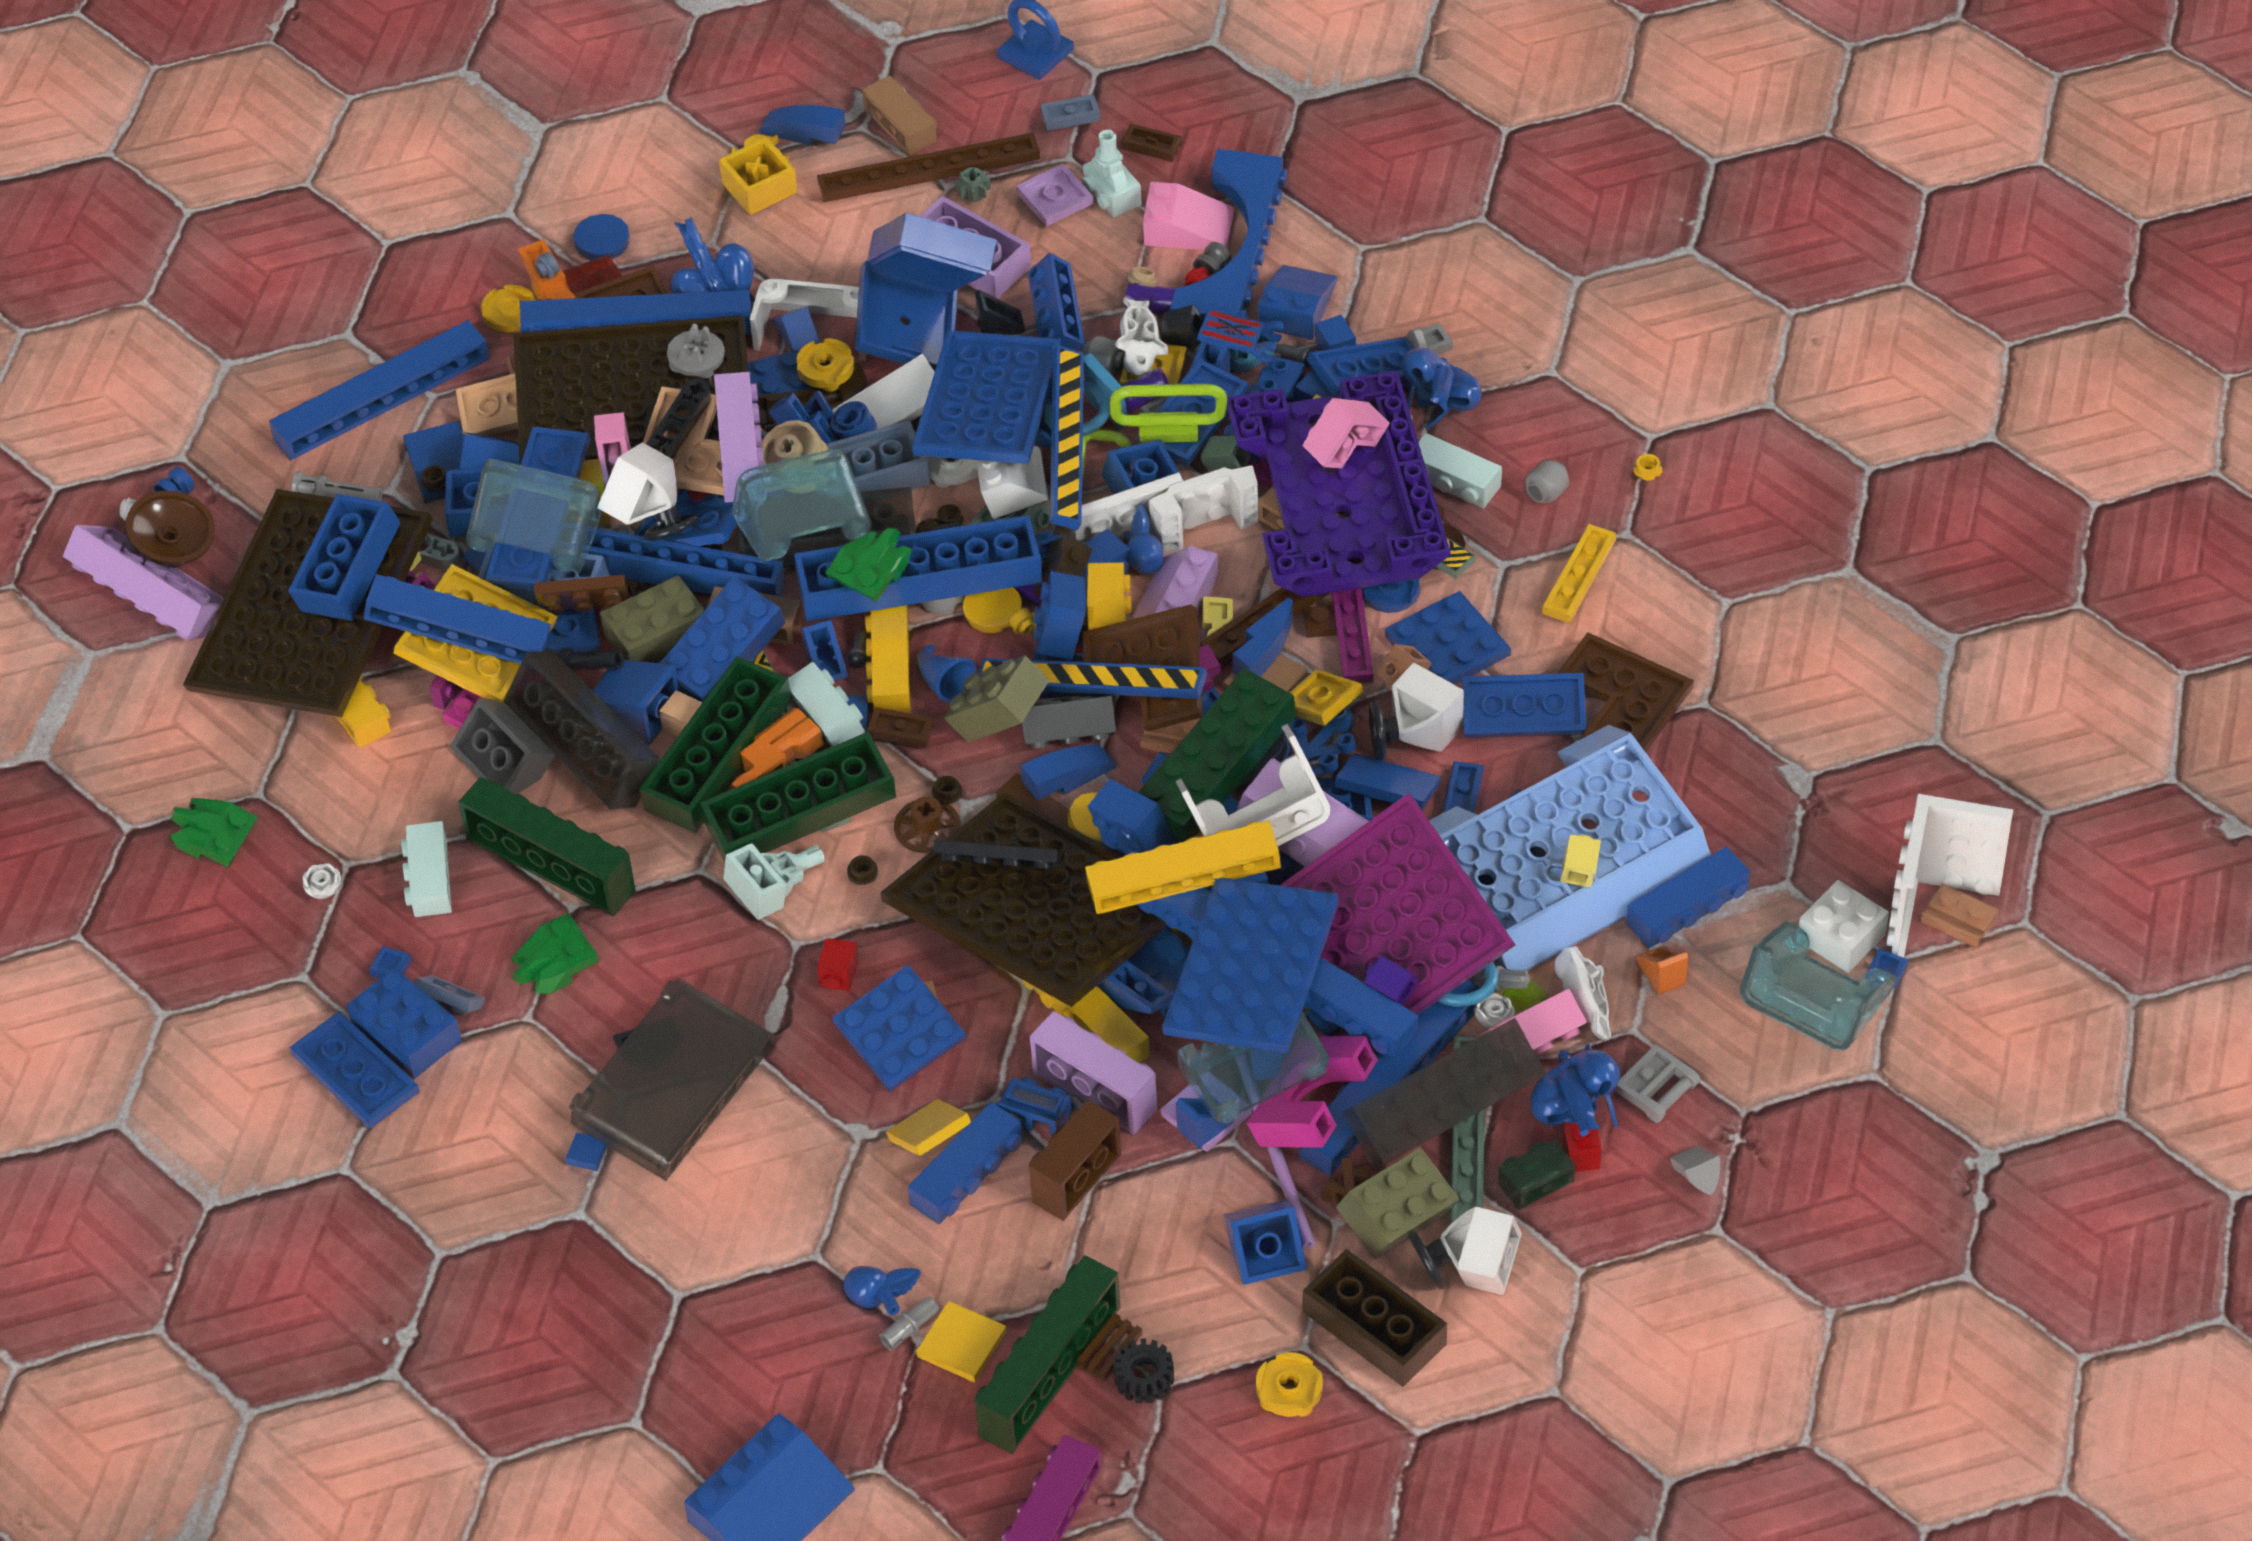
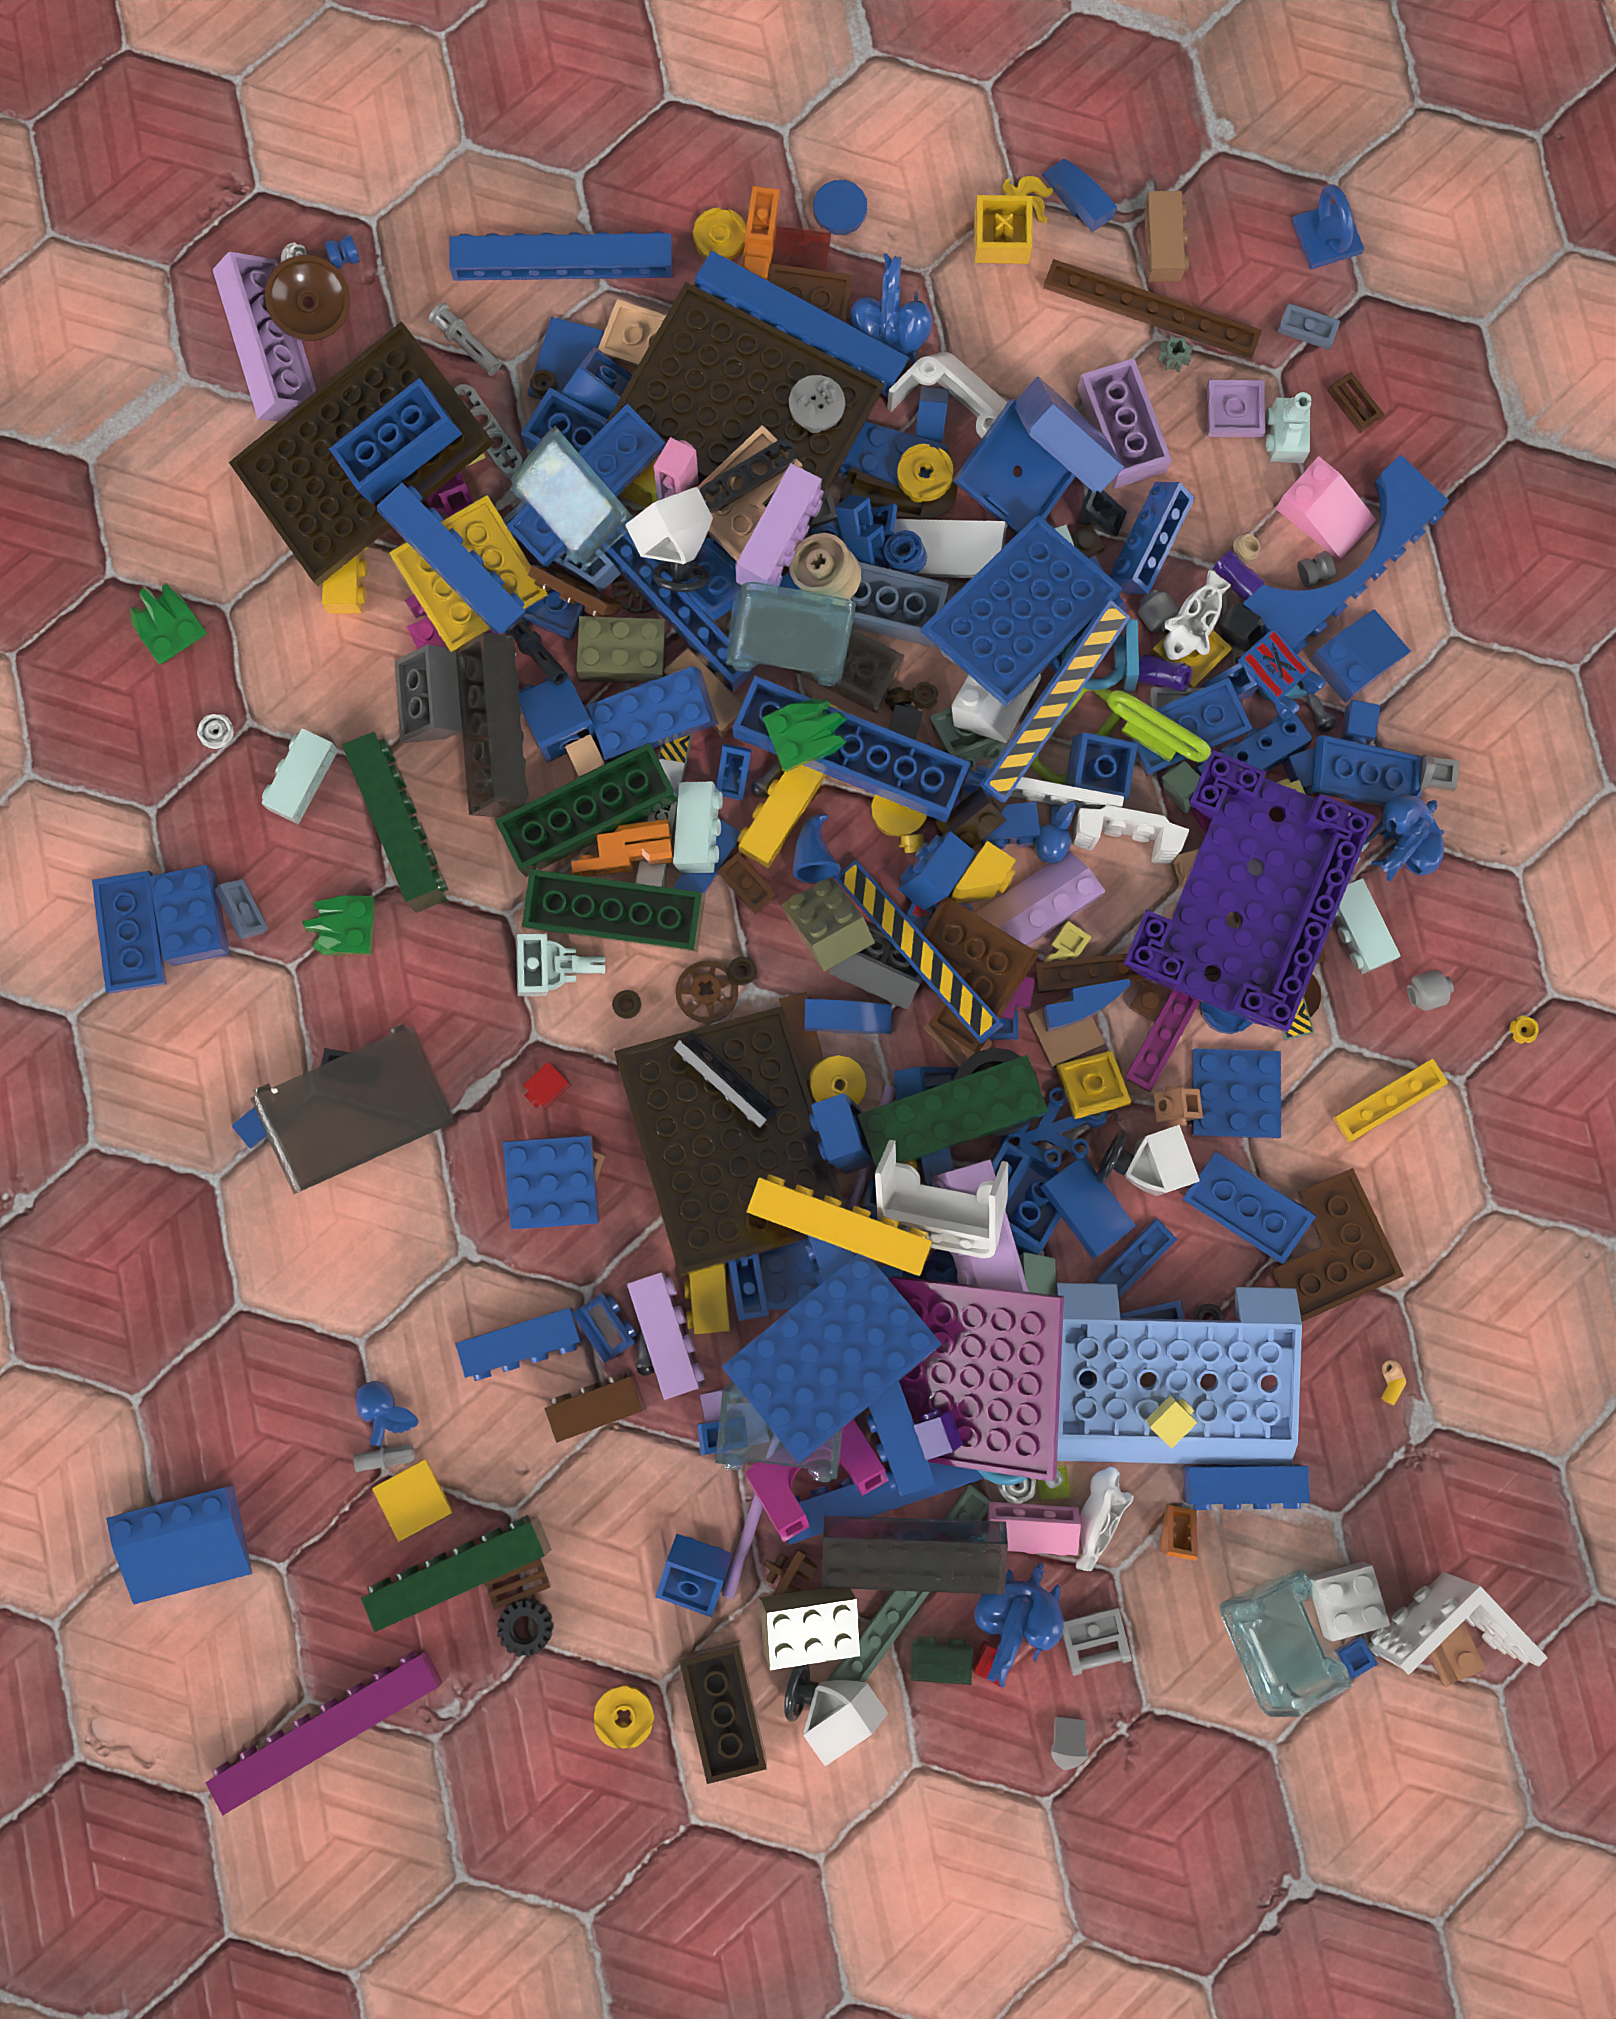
camera: 30 degrees right, 30 degrees up
(388, 959) = (219, 846): blue tile -> none
(546, 265) = (760, 223): sand blue plate -> none
(928, 1127) = (511, 1293): yellow tile -> none
(1196, 275) = (1290, 580): red plate -> none
(1341, 429) = (1284, 853): bright pink brick -> none
(1750, 759) = (1395, 1381): none -> arm

